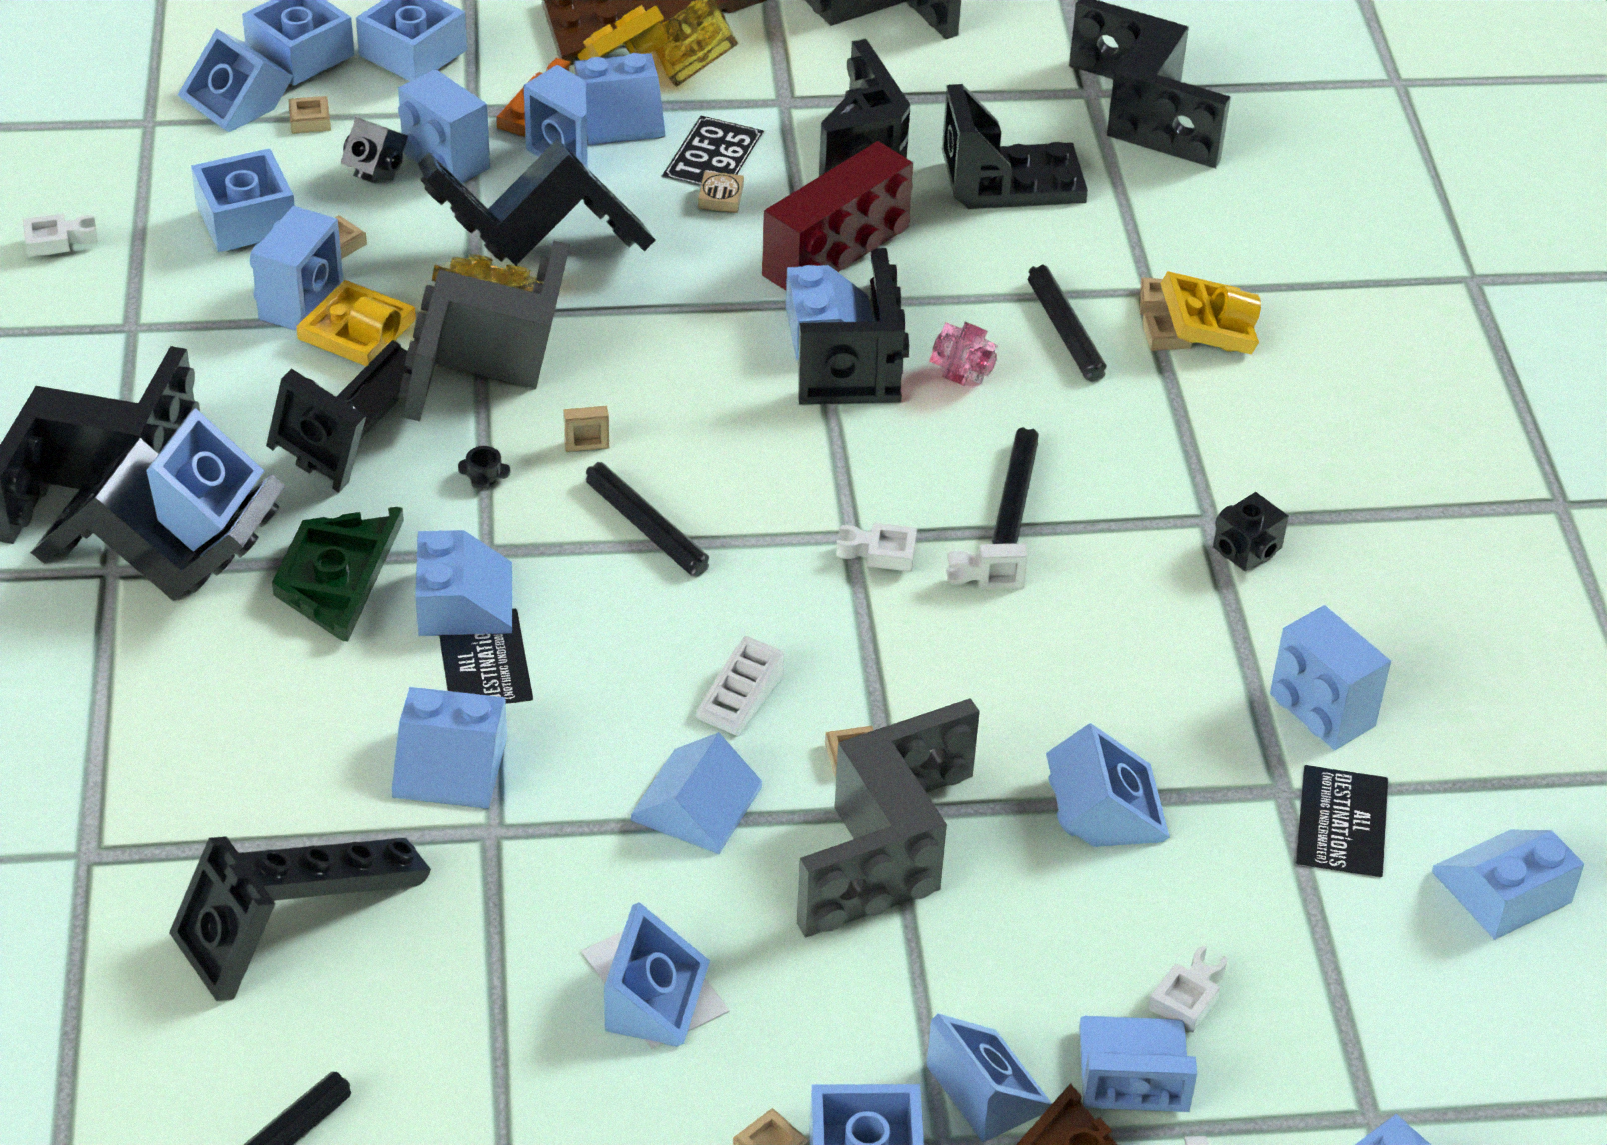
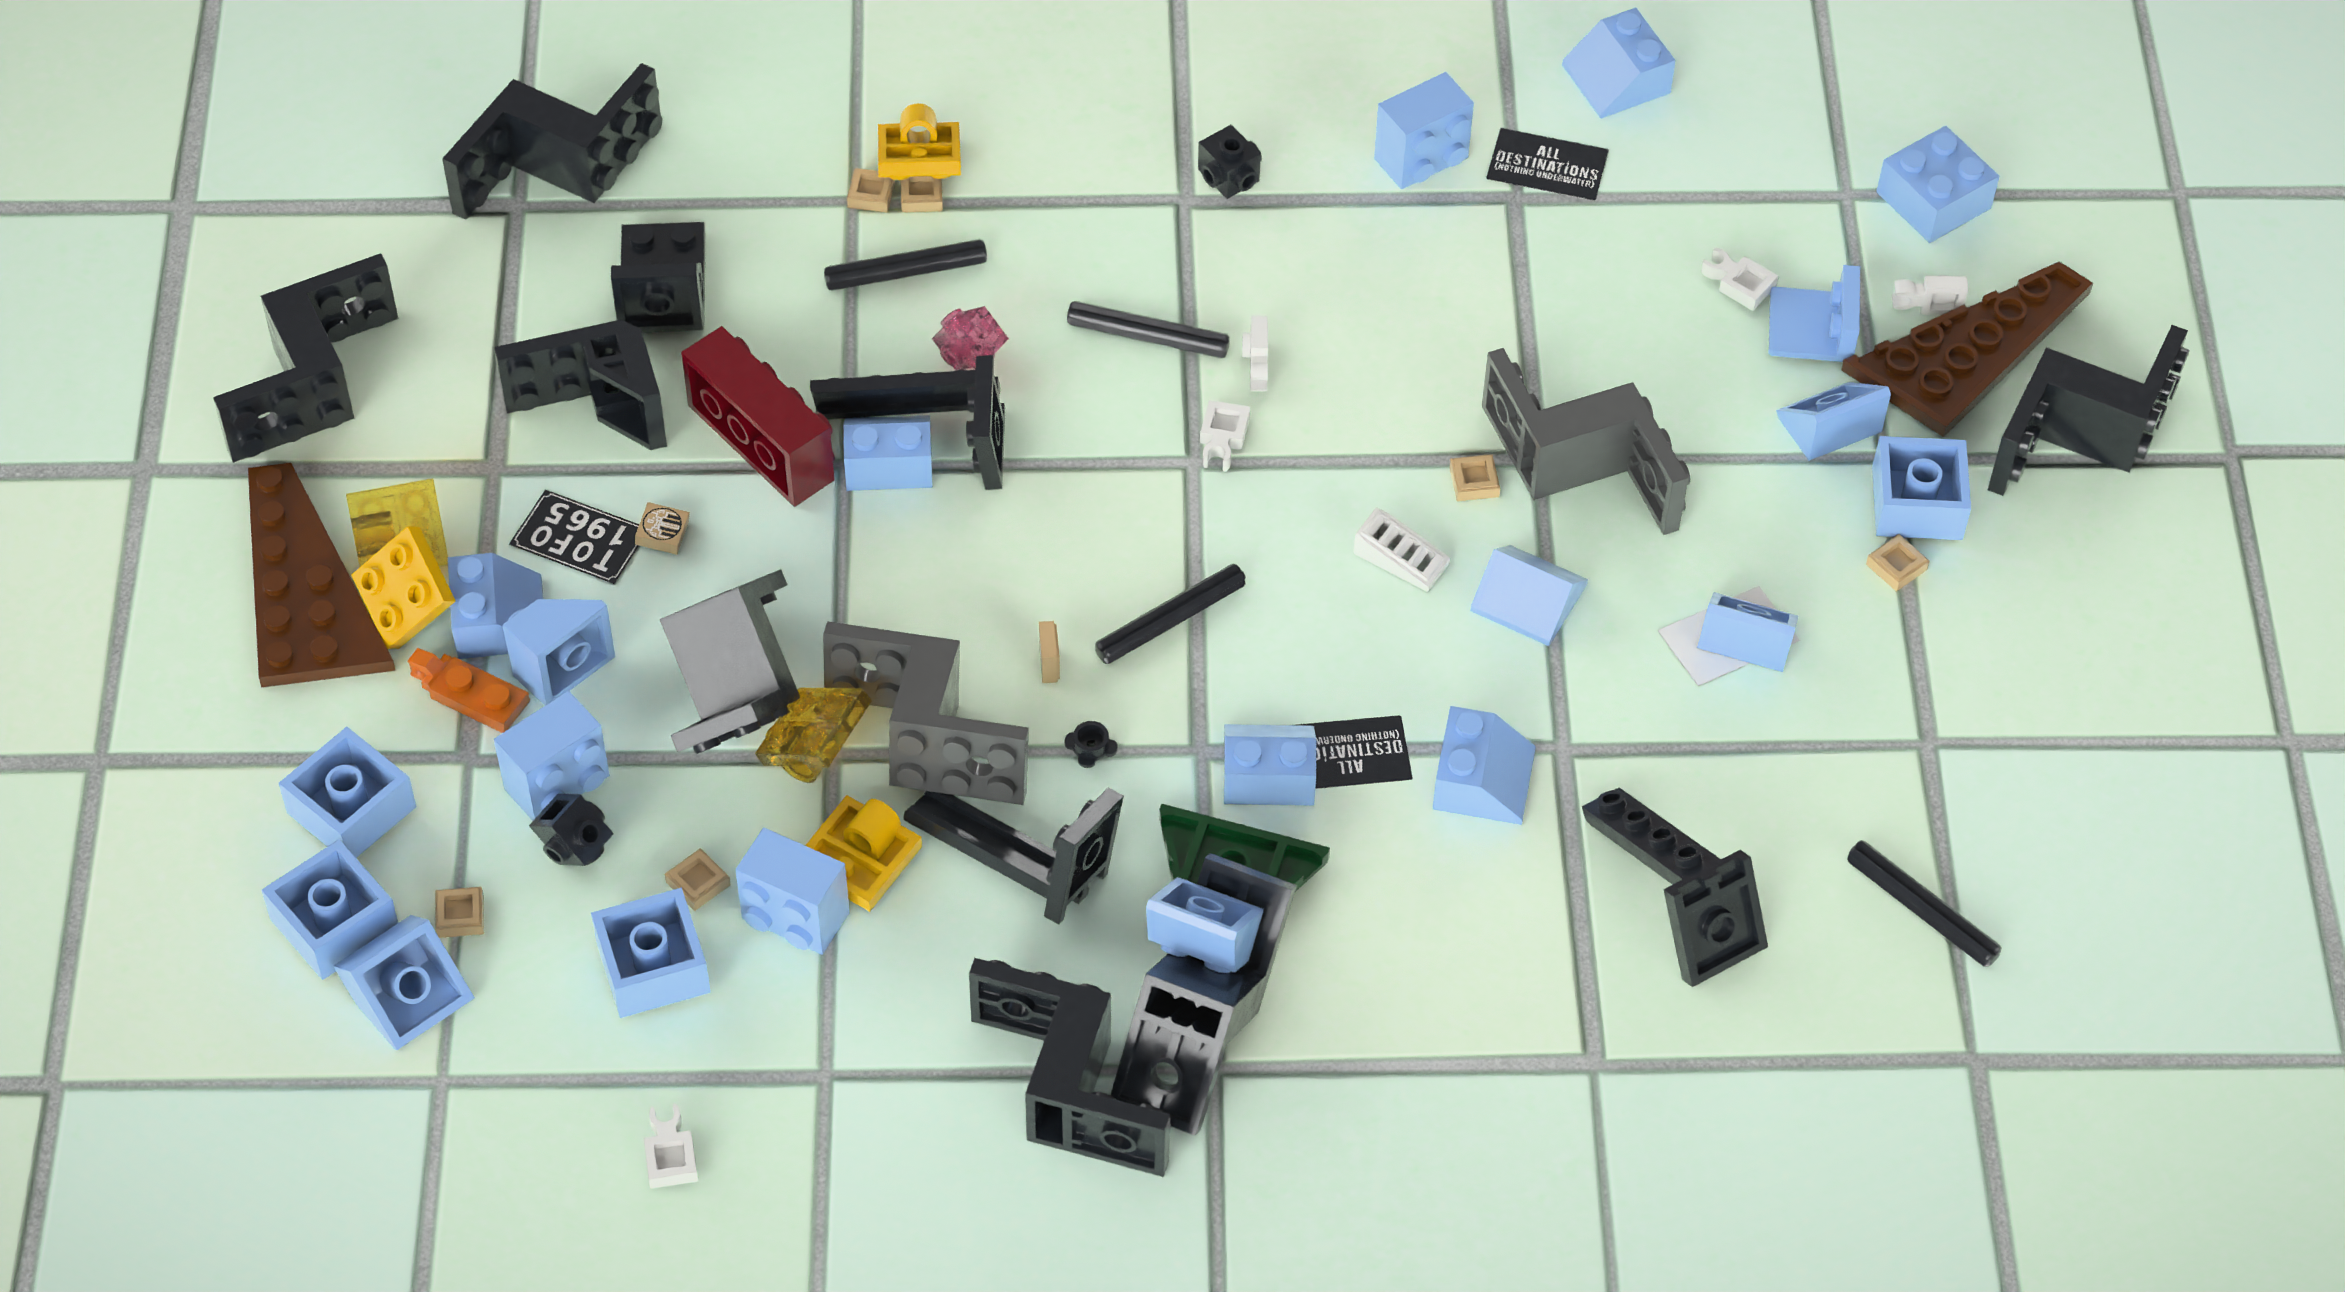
camera: 85 degrees left, 10 degrees up
(1105, 791) = (1536, 307): light blue slope -> none

